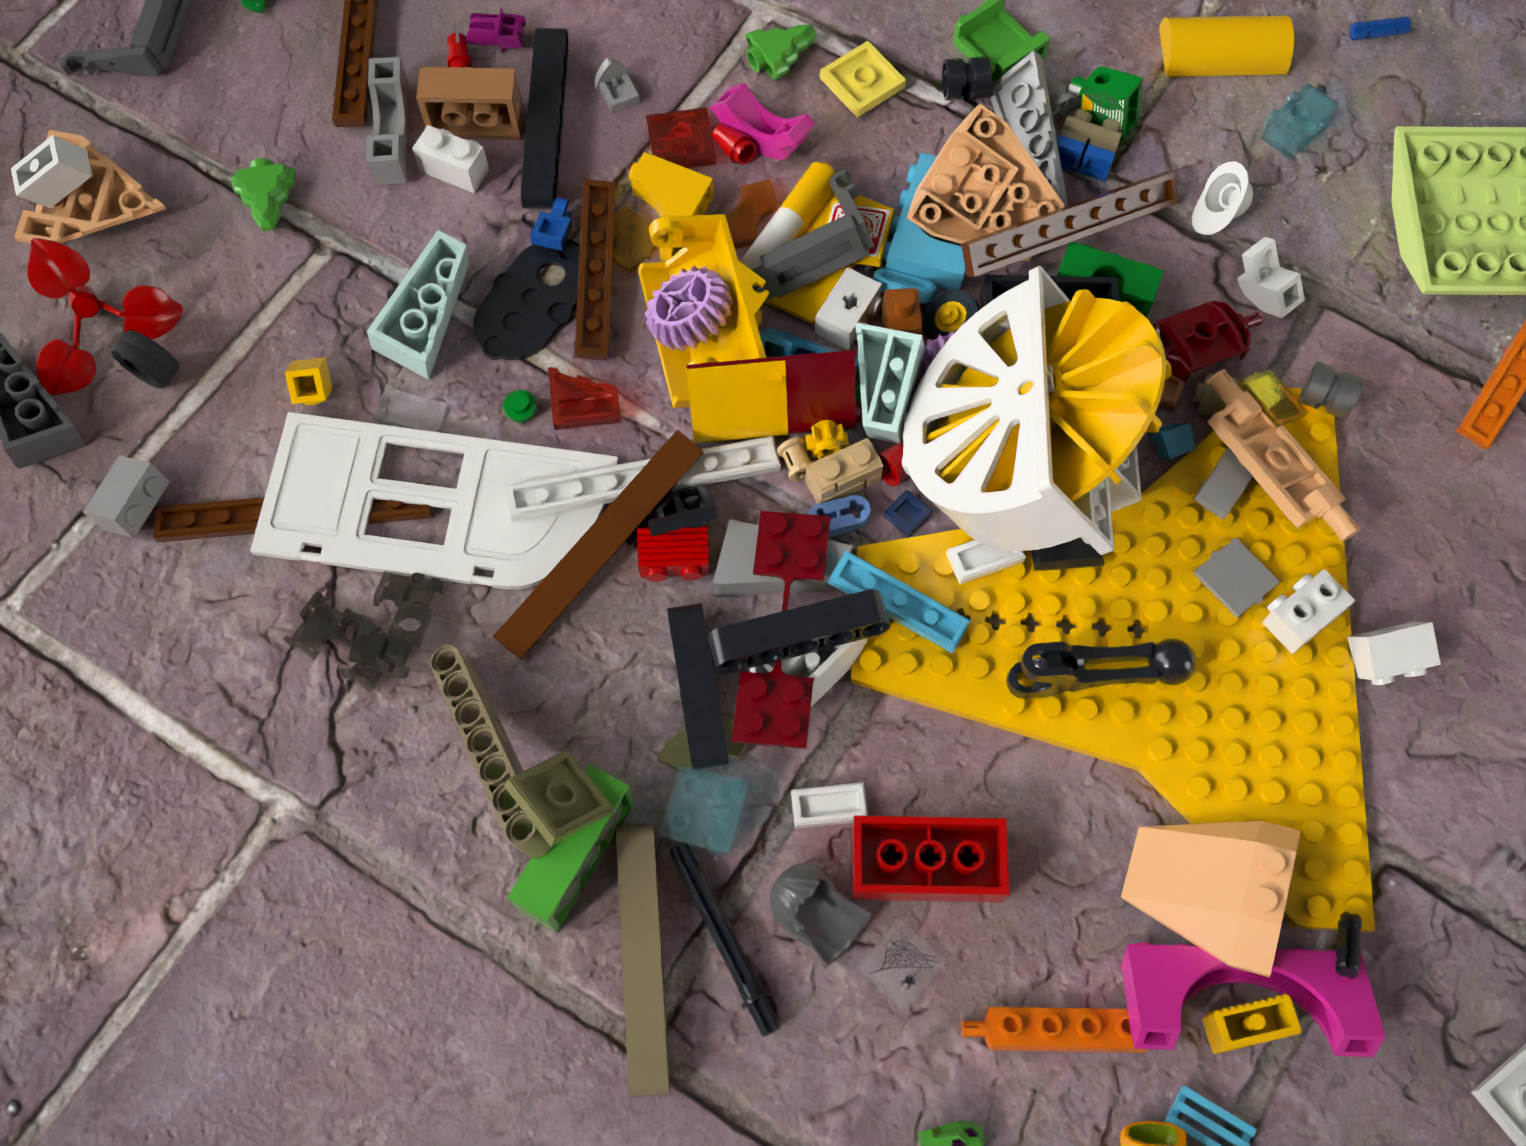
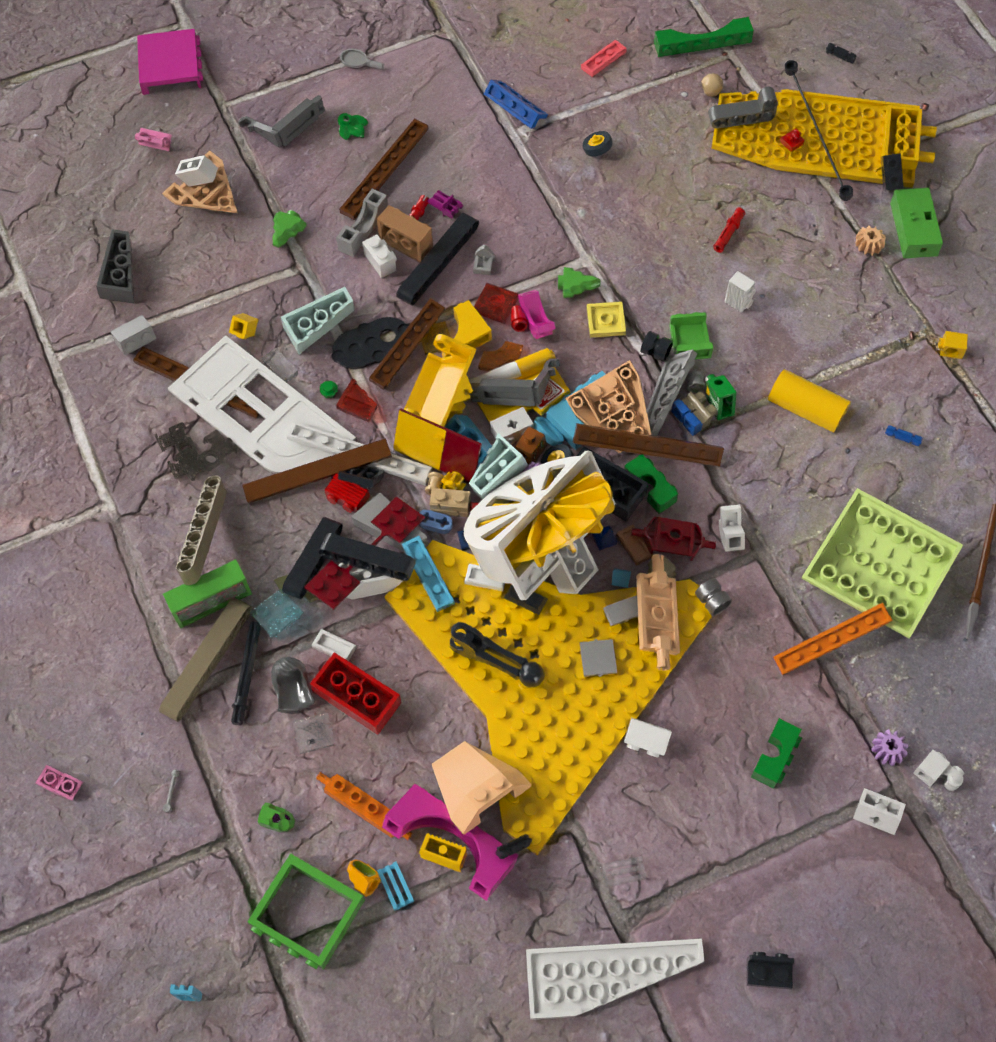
camera: 35 degrees right, 5 degrees down
(55, 271) = (168, 218): red plant -> none
(145, 359) = (181, 278): black tyre -> none
(553, 228) = (402, 314): blue plate -> none
(558, 797) = (210, 563): olive tile -> none
(689, 308) = (431, 385): lavender gear -> none
(1223, 198) = (742, 477): white piece -> none
(1273, 397) = (682, 584): clear yellow piece -> none
(1298, 120) = (807, 465): clear light blue brick -> none
(1308, 610) = (617, 691): white brick -> none

